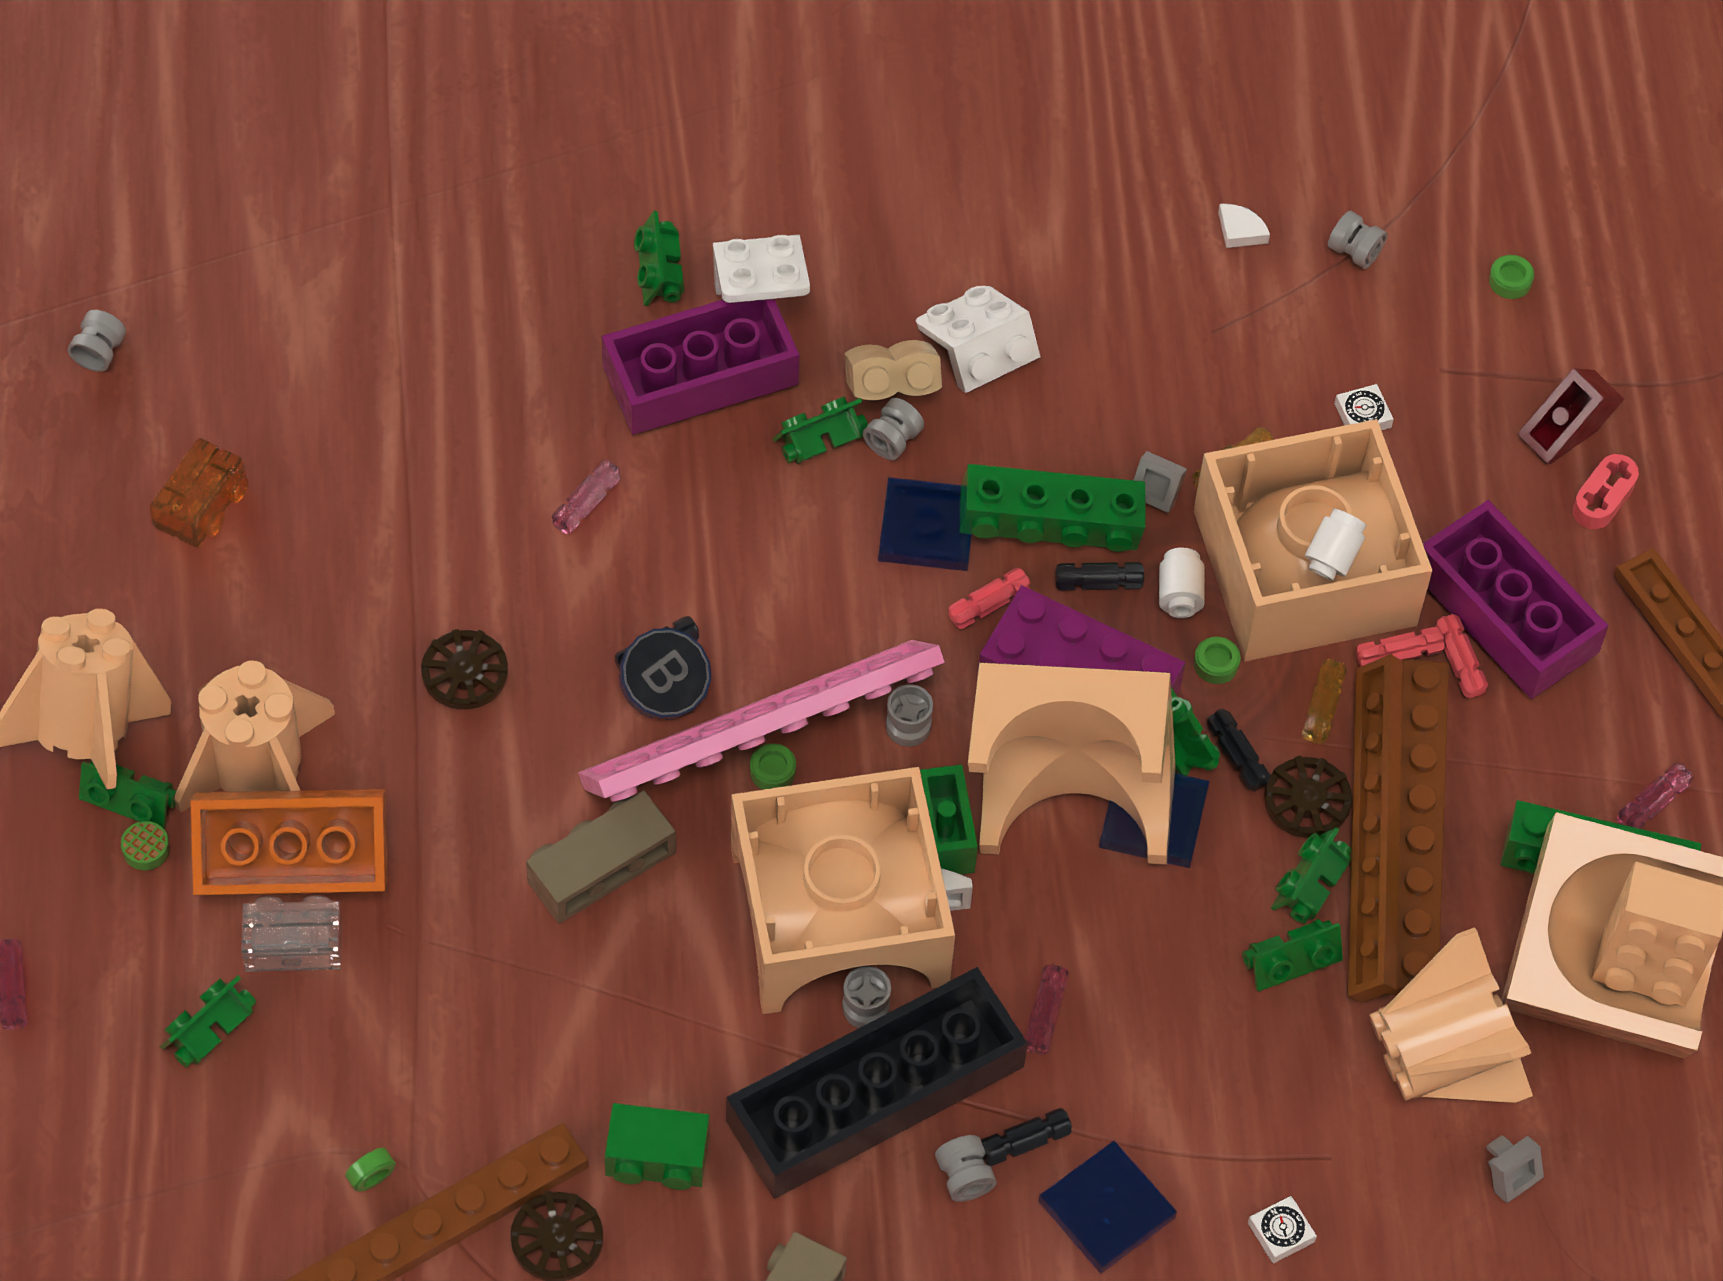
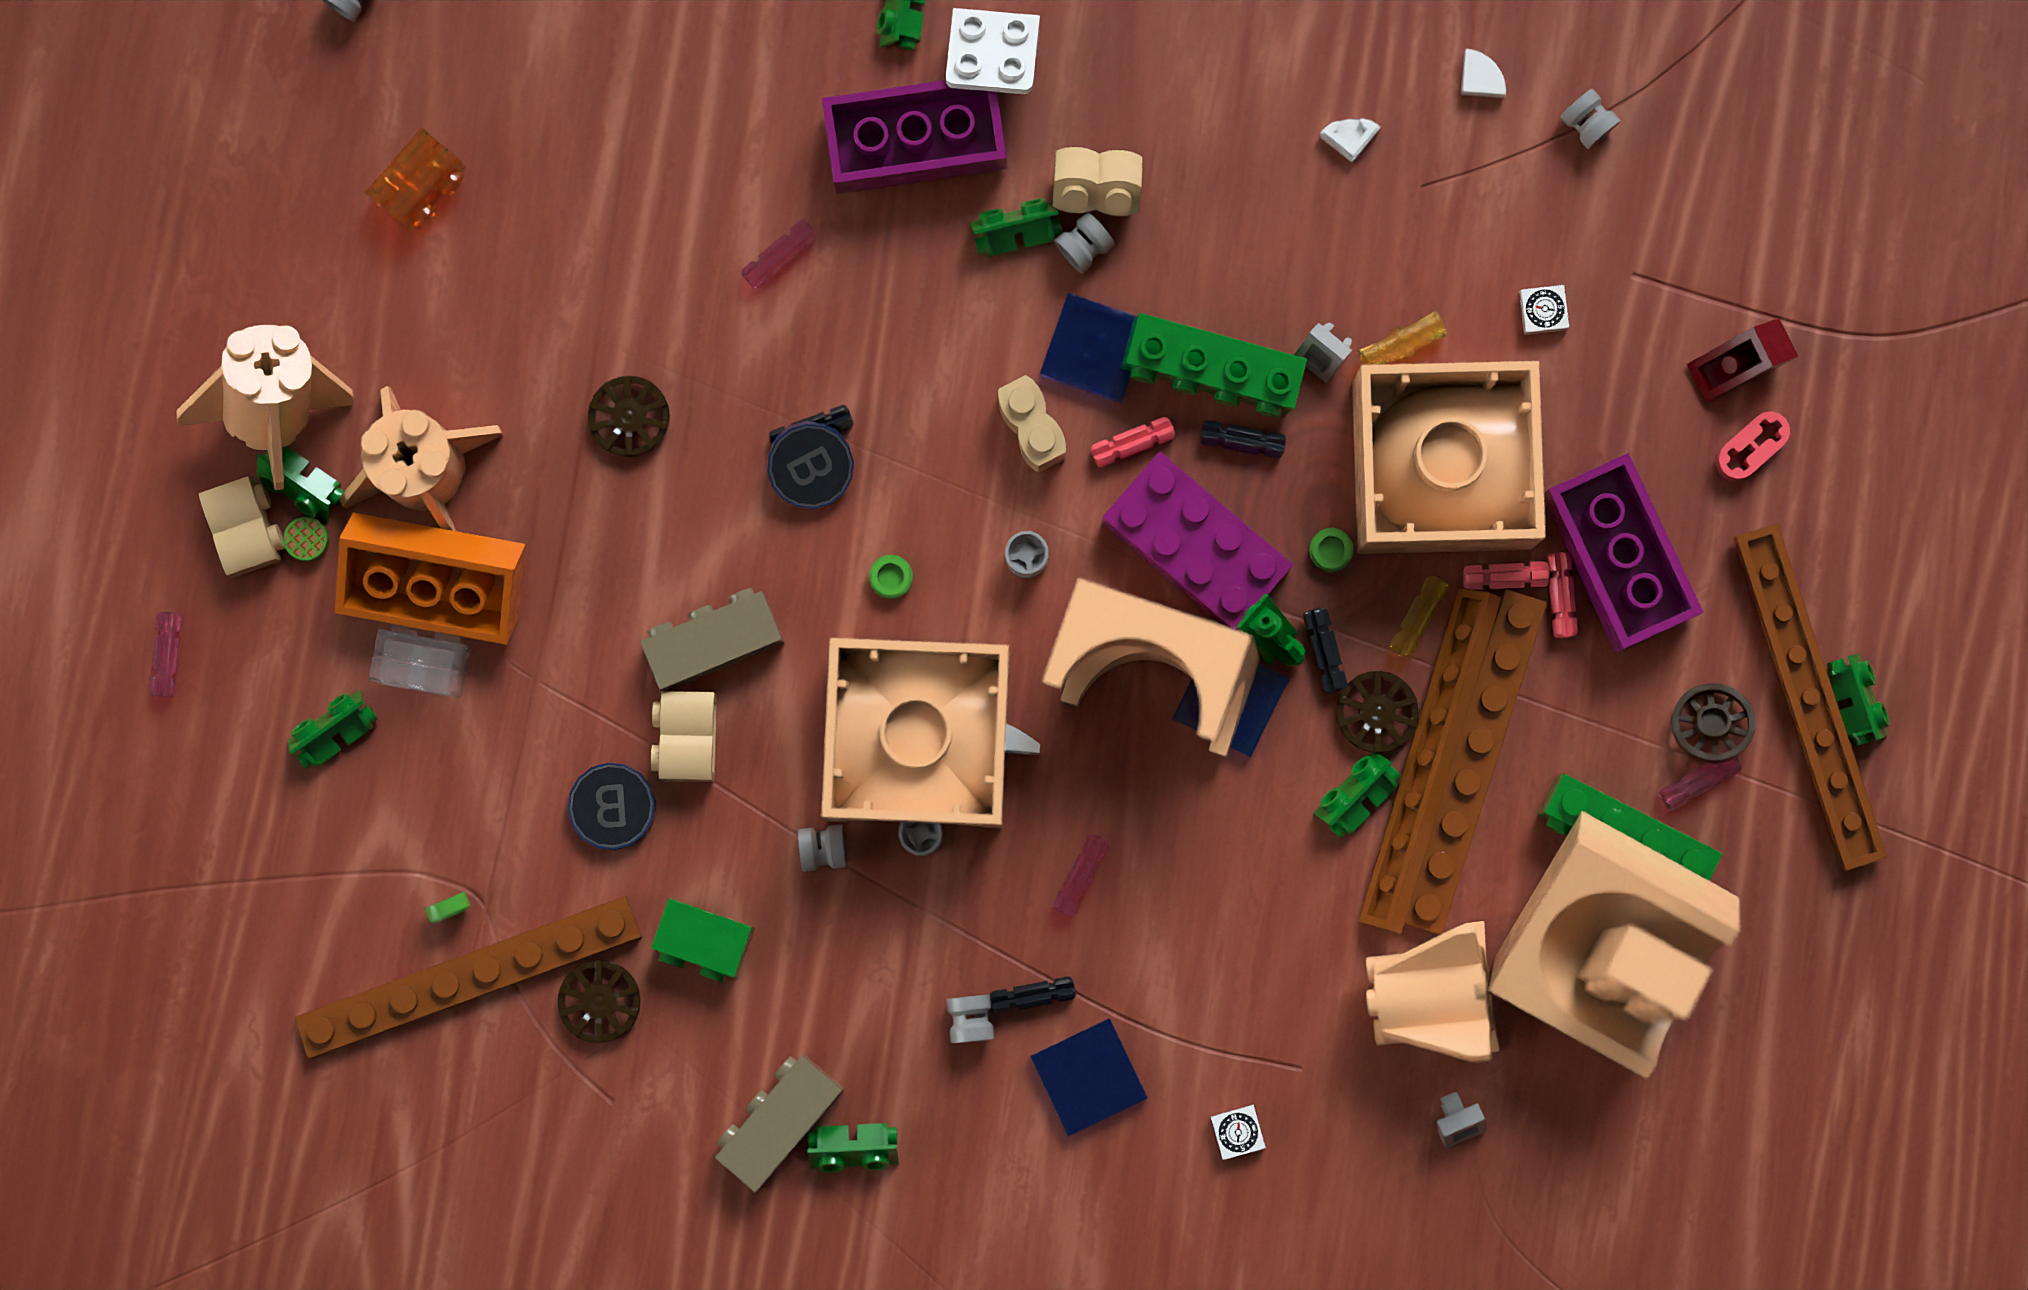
camera: 20 degrees right, 25 degrees up
(74, 842) = (241, 526): none -> tan brick
(528, 1040) = (611, 806): none -> black tile
(594, 952) = (686, 736): none -> tan brick
(750, 723) = (886, 536): bright pink plate -> none
(765, 1031) = (832, 844): none -> light grey wheel
(875, 1082) = (907, 924): black brick -> none
(884, 595) = (1038, 433): none -> tan brick
(951, 818) = (1028, 695): green brick -> none
(982, 335) = (1192, 151): white bracket -> none
(1128, 299) = (1350, 136): none -> white tile
(1181, 583) = (1317, 467): white brick -> none
(1306, 951) = (1301, 874): green hinge -> none
(1335, 544) = (1459, 494): white brick -> none
(1511, 276) = (1732, 186): bright green tile -> none
(1650, 739) = (1713, 723): none -> dark brown wheel

